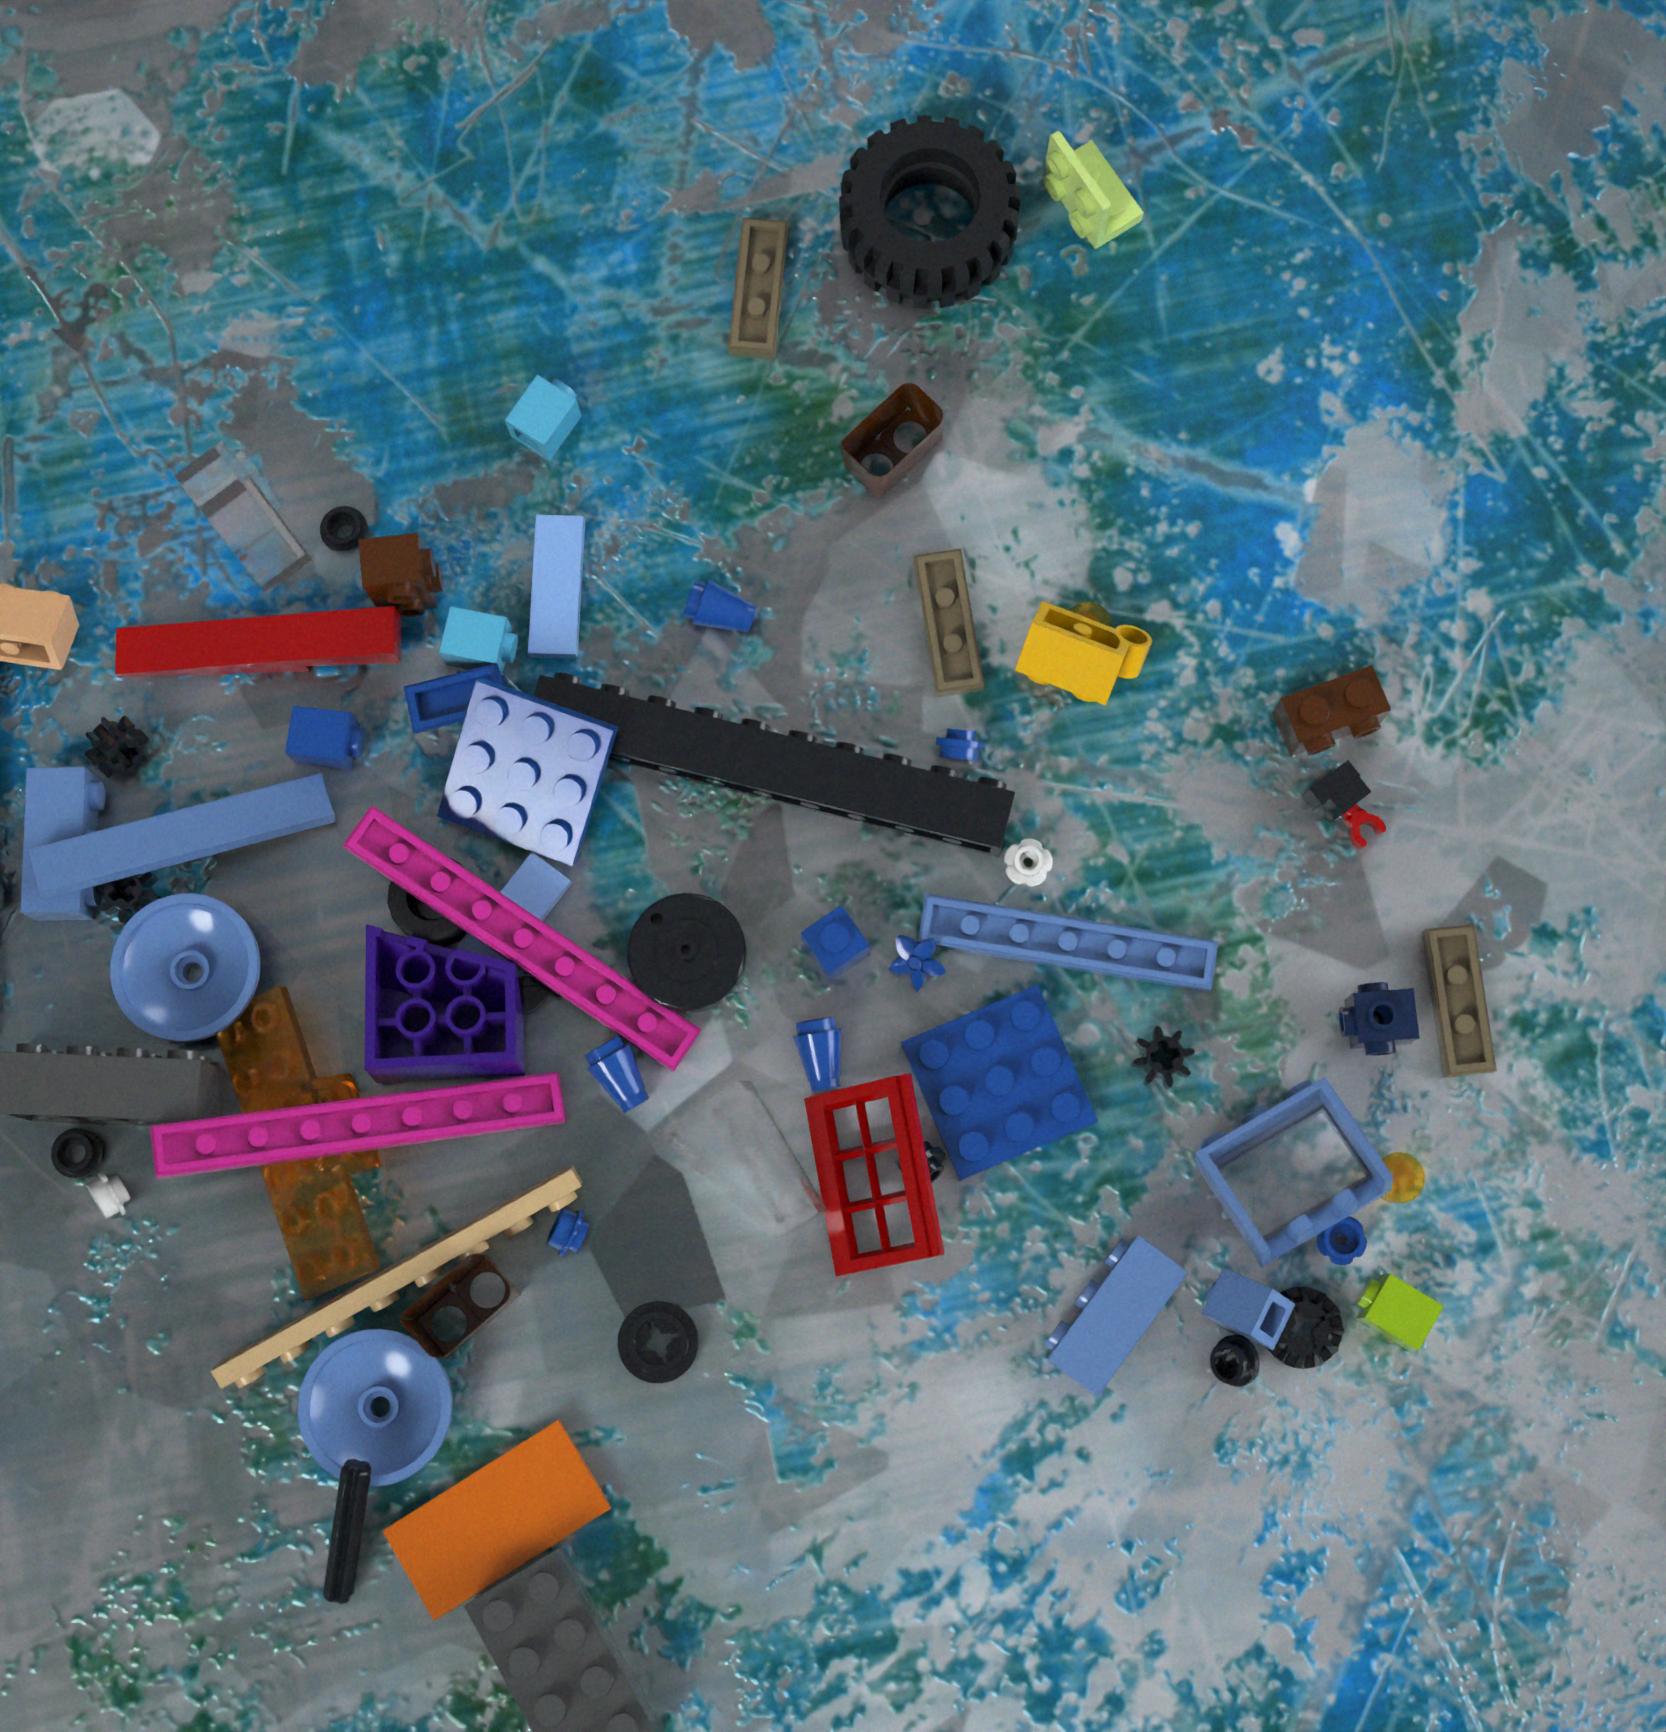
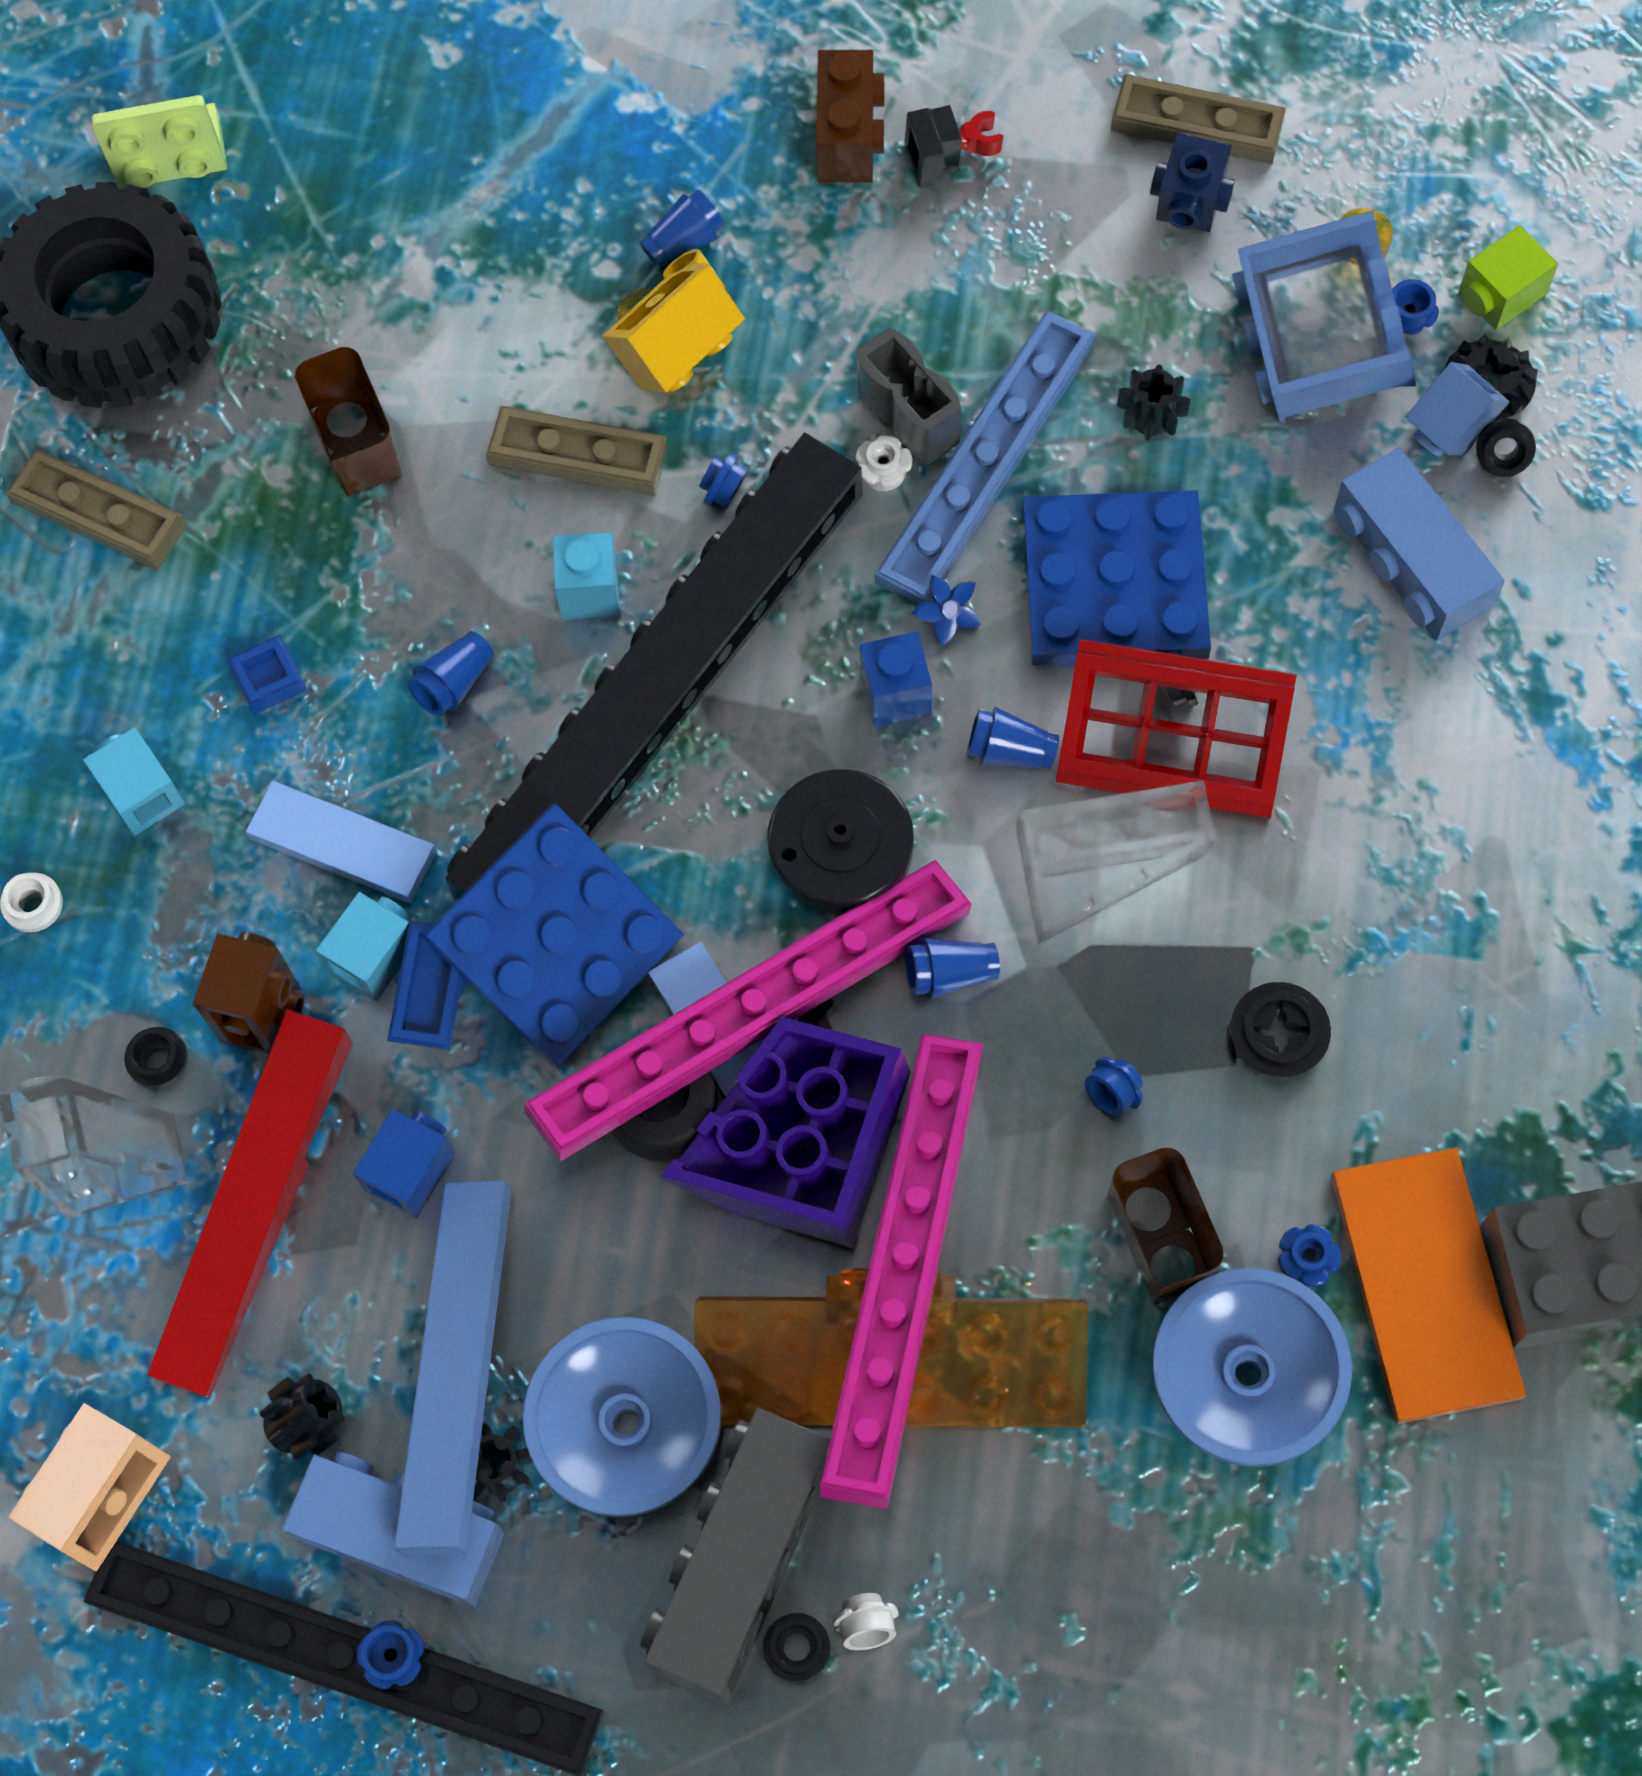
camera: 70 degrees left, 10 degrees down
(347, 1531) = (1390, 1451): black axle -> none
(381, 1288) = (1095, 1268): tan plate -> none
(427, 376) = (23, 888): none -> white plate
(501, 1422) = (1309, 1272): none -> blue plate
(670, 473) = (266, 674): none -> blue tile
(833, 674) = (586, 575): none -> medium azure brick
(1079, 866) = (908, 396): none -> dark grey brick
(1174, 623) = (685, 227): none -> blue cone

